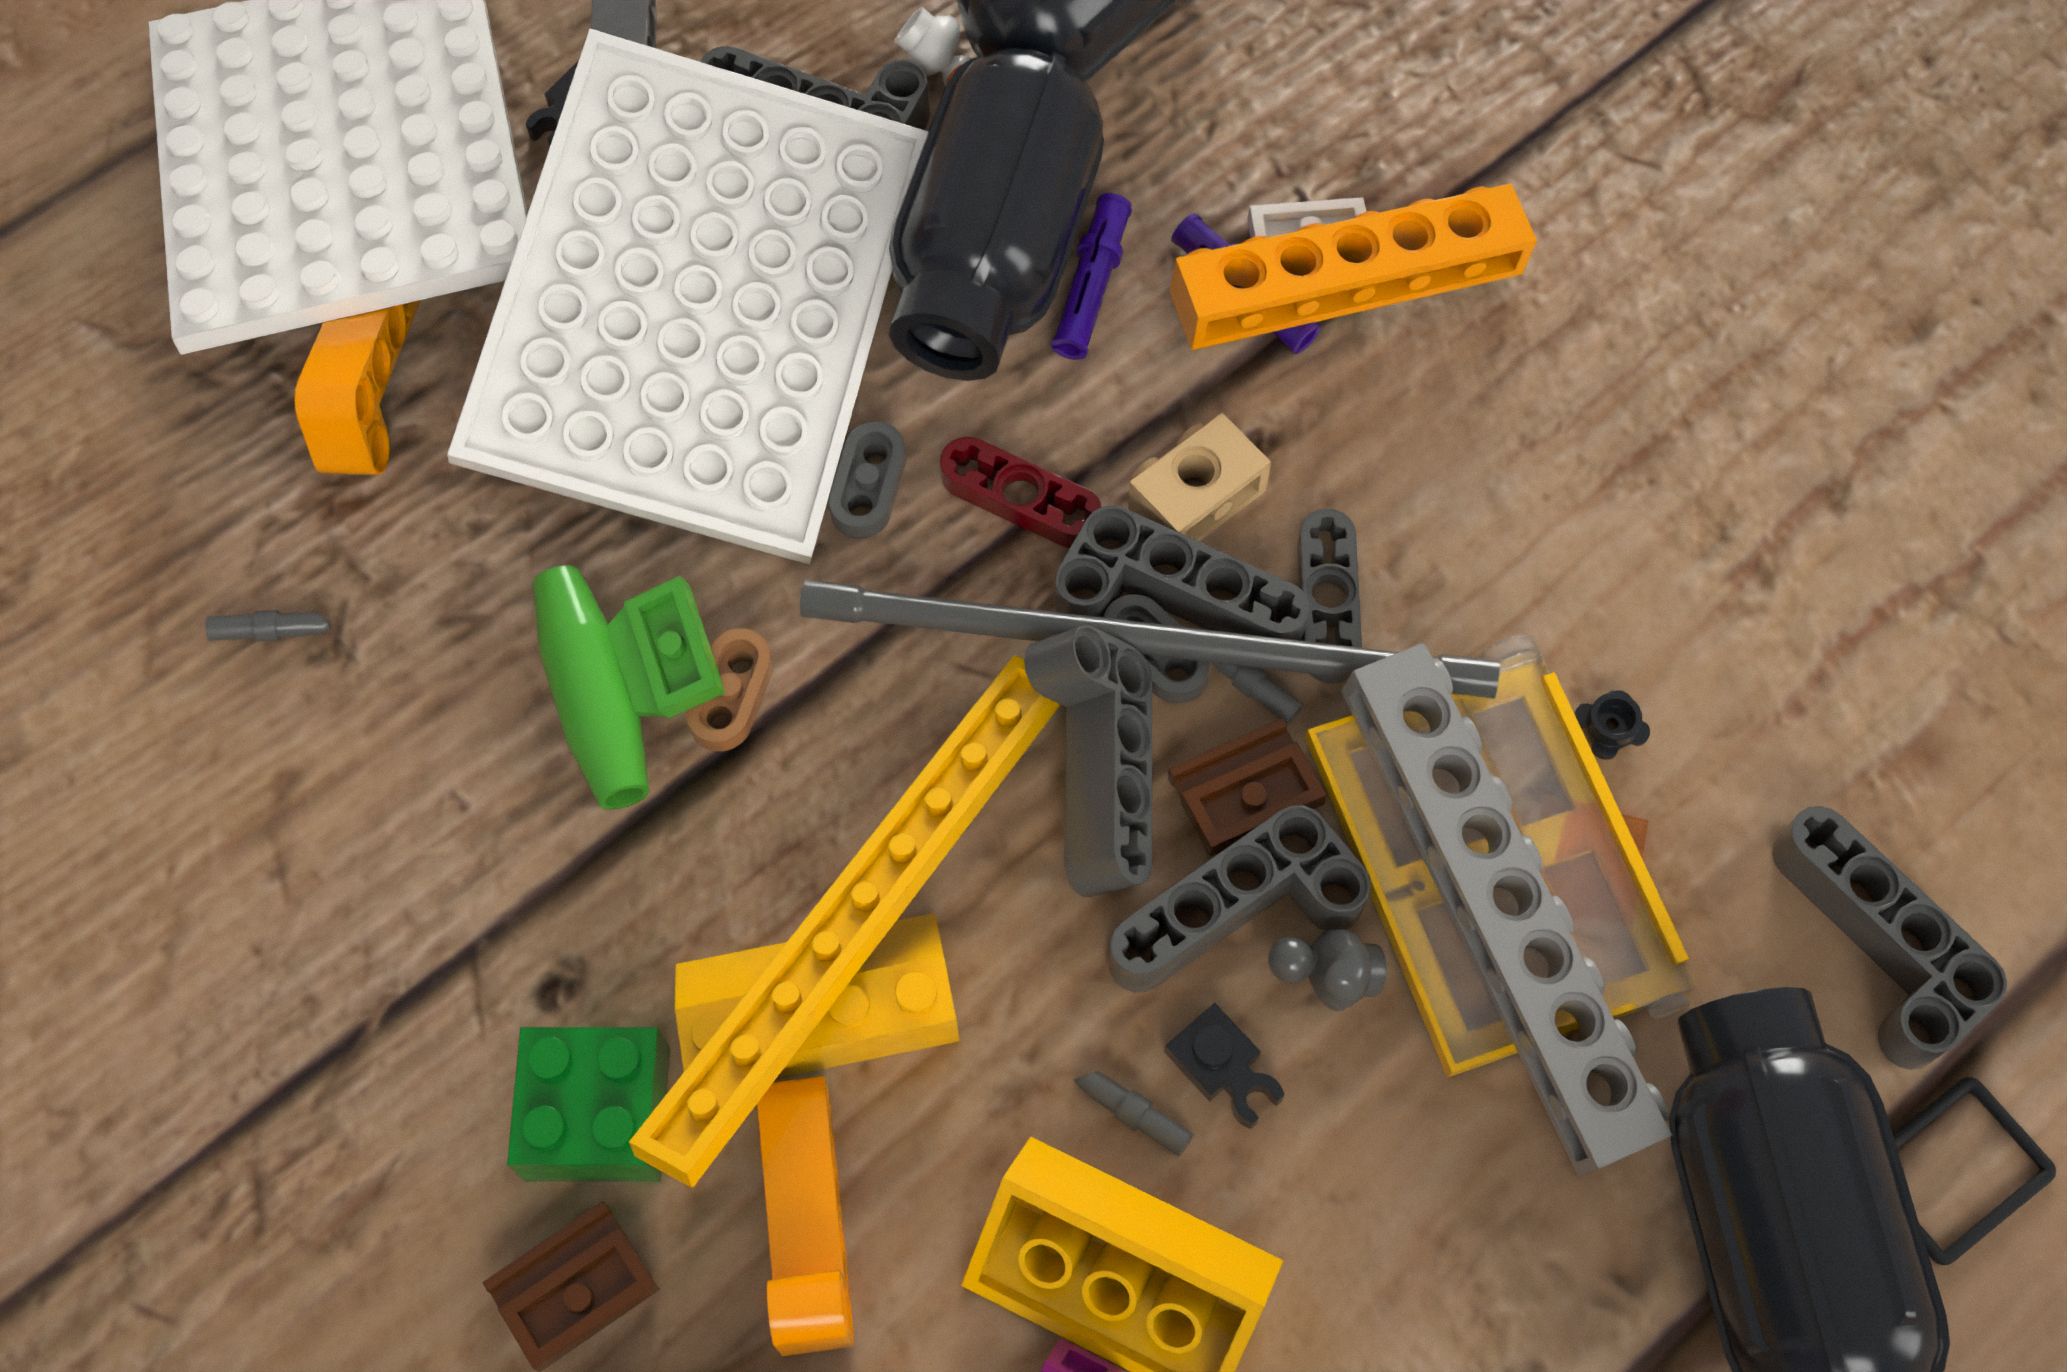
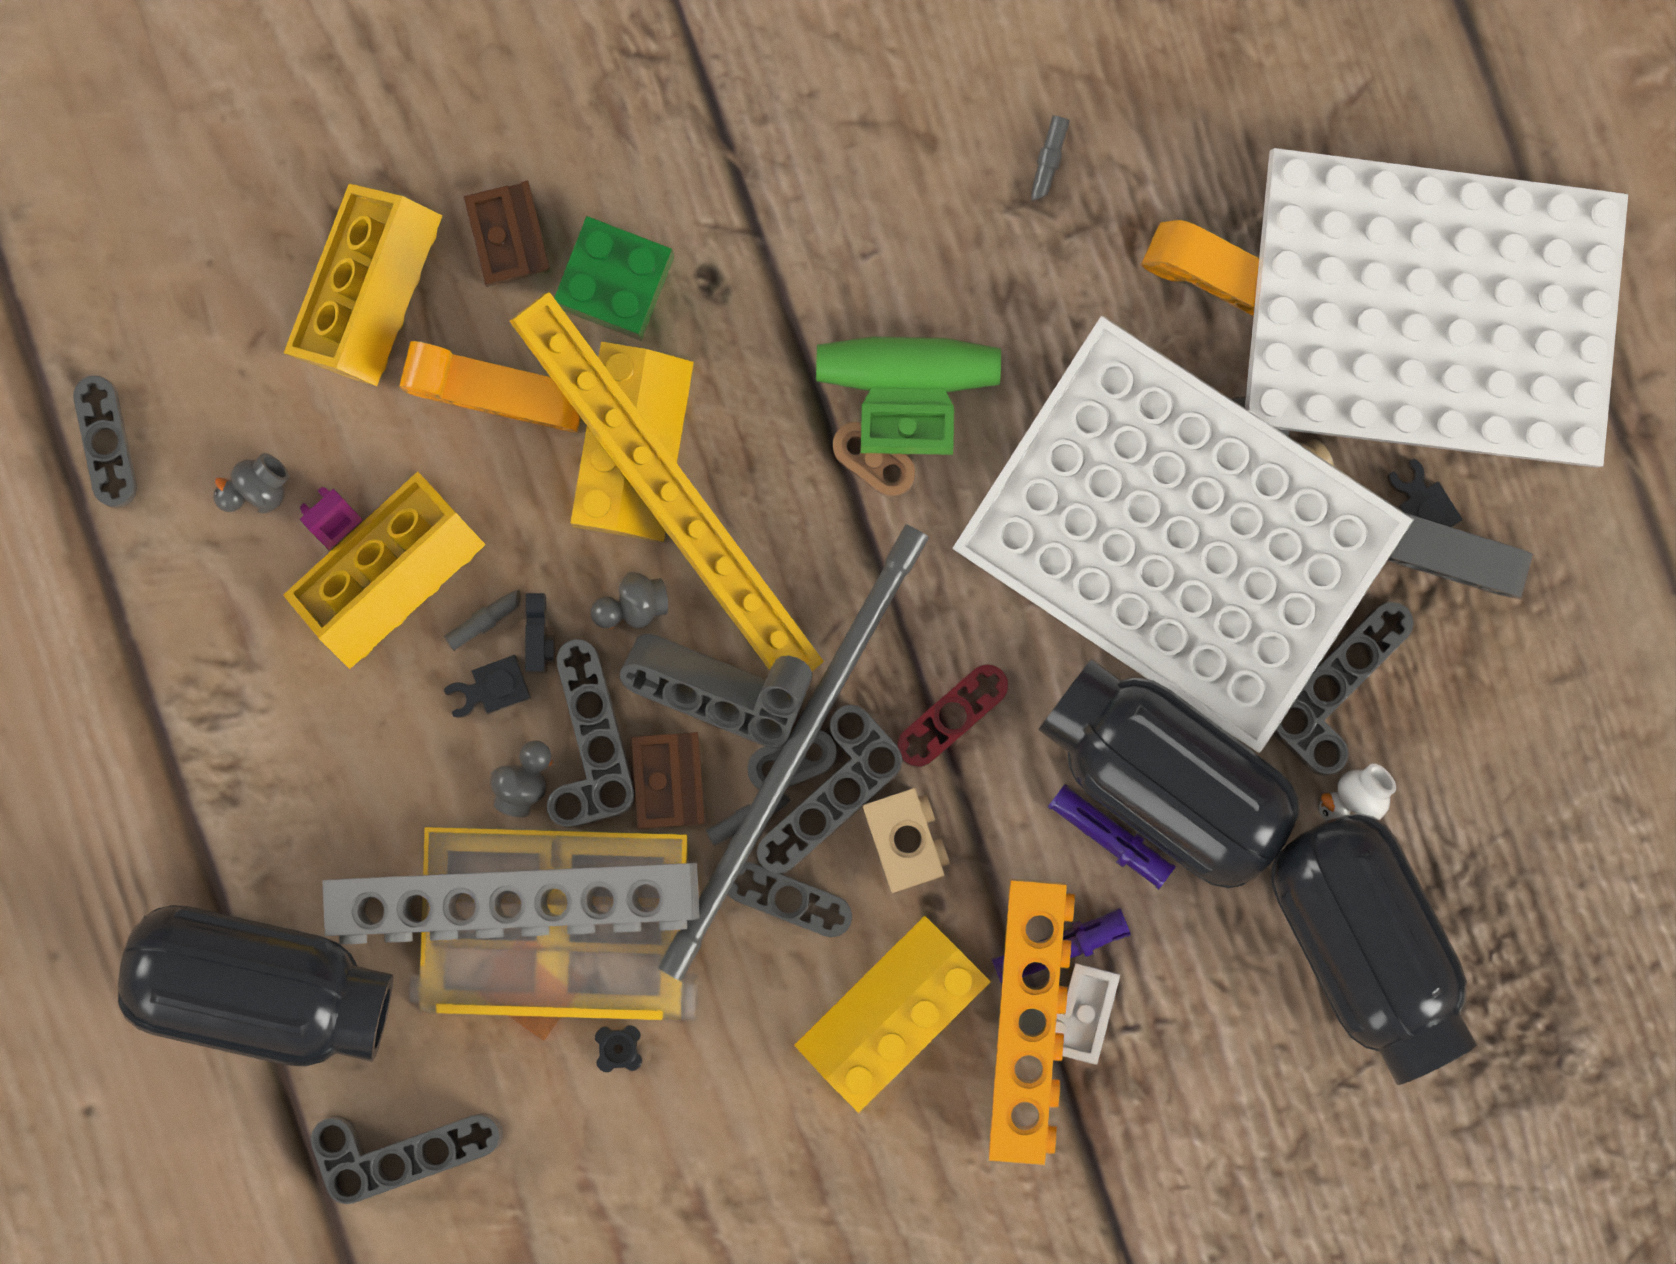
camera: 115 degrees right, 20 degrees up
(865, 483) = (1001, 610): dark grey plate -> none
(1030, 909) = (638, 604): none -> dark grey animal
(1140, 1015) = (538, 645): none -> black plate
(1413, 423) = (891, 1014): none -> yellow slope
(2013, 1202) = (209, 1131): black piece -> none

